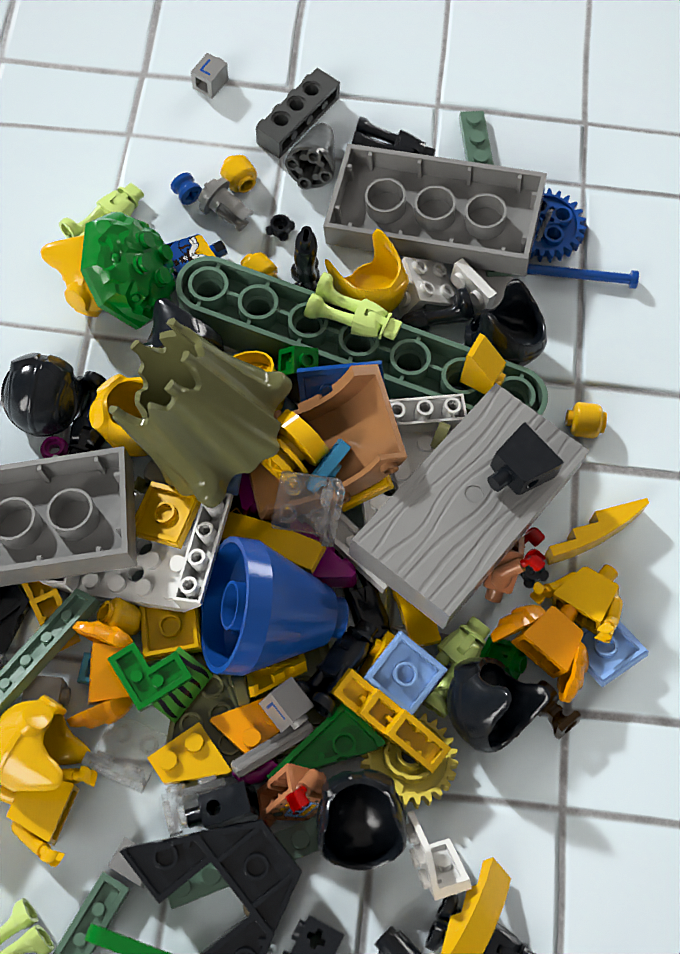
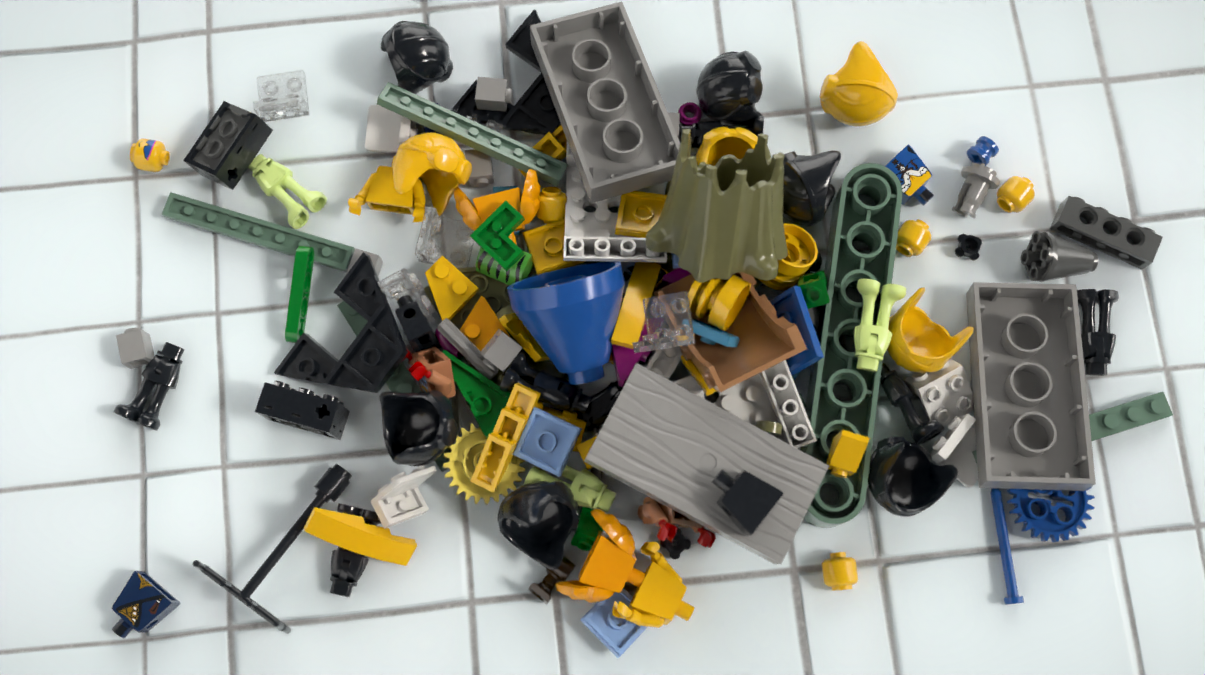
camera: 85 degrees right, 10 degrees up
(120, 200) = (943, 95): yellowish green piece -> none
(126, 267) = (868, 117): green rock -> none
(209, 75) = (1122, 139): light grey brick -> none
(305, 264) = (923, 274): black piece -> none
(601, 527) = (735, 604): yellow slope -> none

